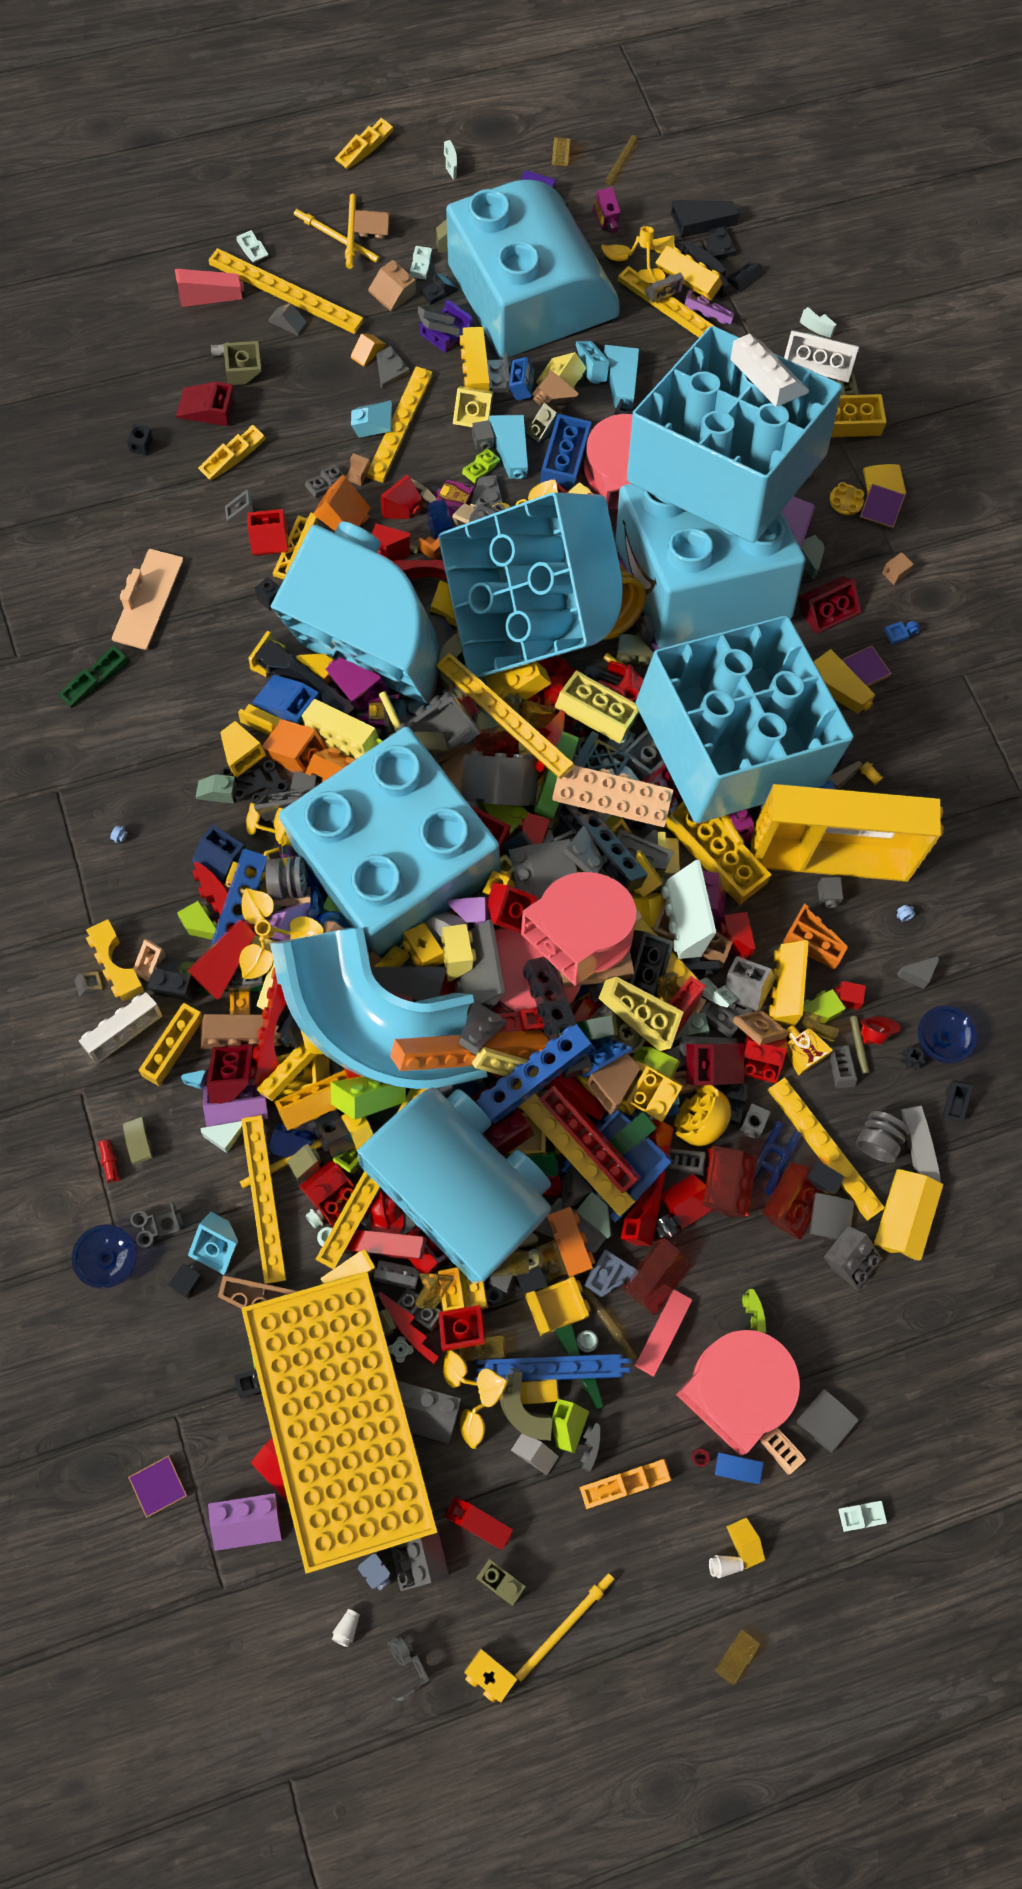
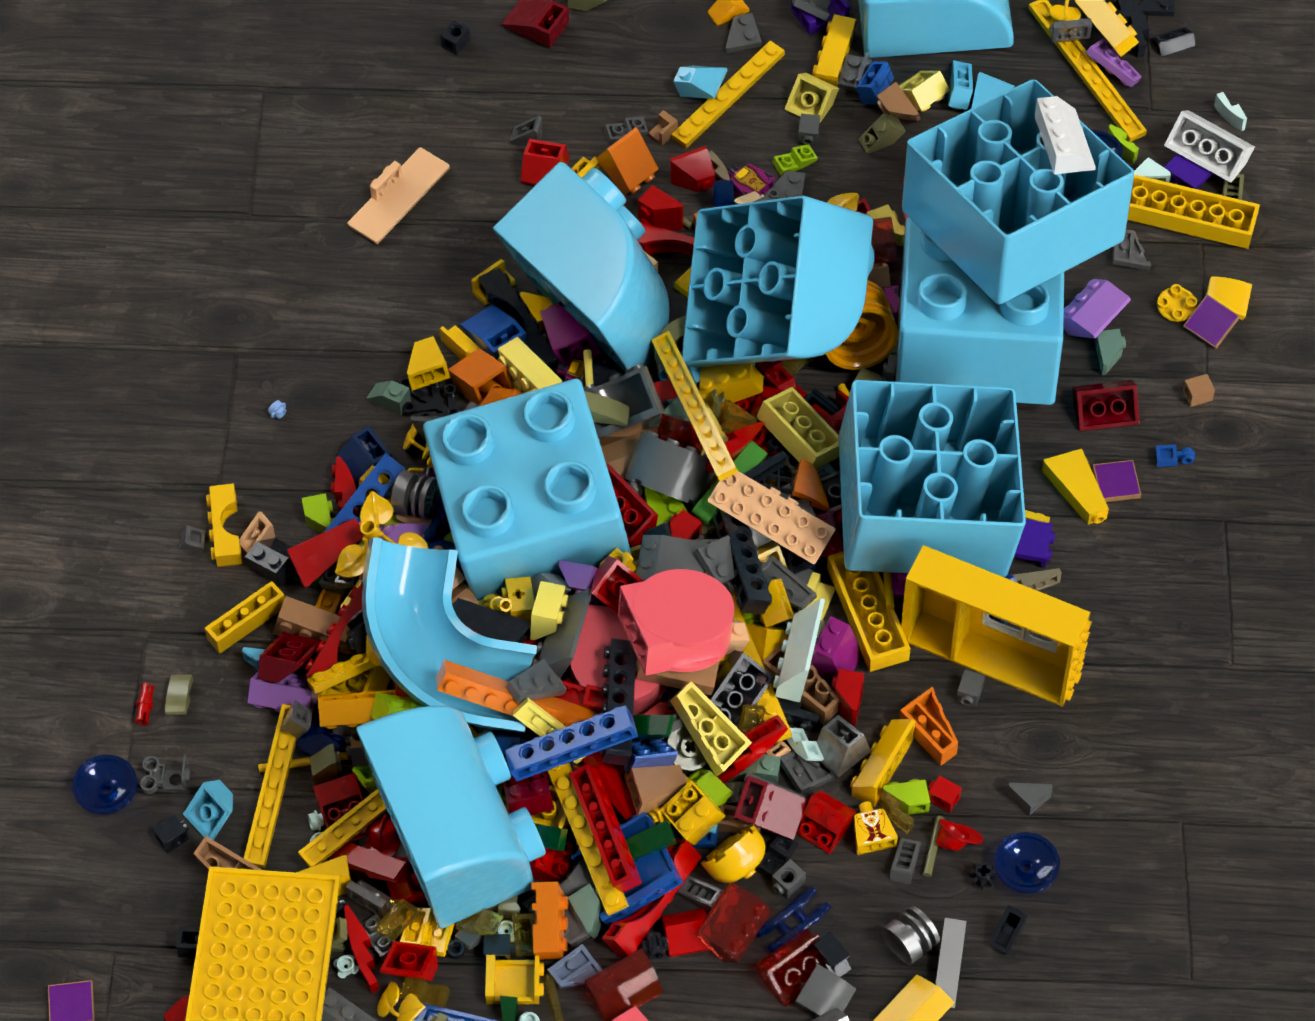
camera: 30 degrees right, 10 degrees down
(95, 676) = (308, 257): dark green slope -> none
(121, 1027) = (205, 588): white slope -> none
(223, 1135) = (260, 716): light aqua slope -> none
(231, 454) = (541, 77): yellow slope -> none
(263, 1130) = (297, 720): none -> dark grey slope
(408, 960) = (498, 603): none -> yellow axle
(511, 443) = (836, 144): medium azure slope -> none
(566, 451) = (883, 172): blue brick -> none
(627, 756) = (809, 486): none -> orange slope
(760, 1027) = (832, 790): medium nougat tile -> none
(825, 1148) = (851, 932): yellow plate -> none
(871, 773) = (1071, 587): yellow pin -> none
(905, 913) = (1042, 735): light blue plate -> none

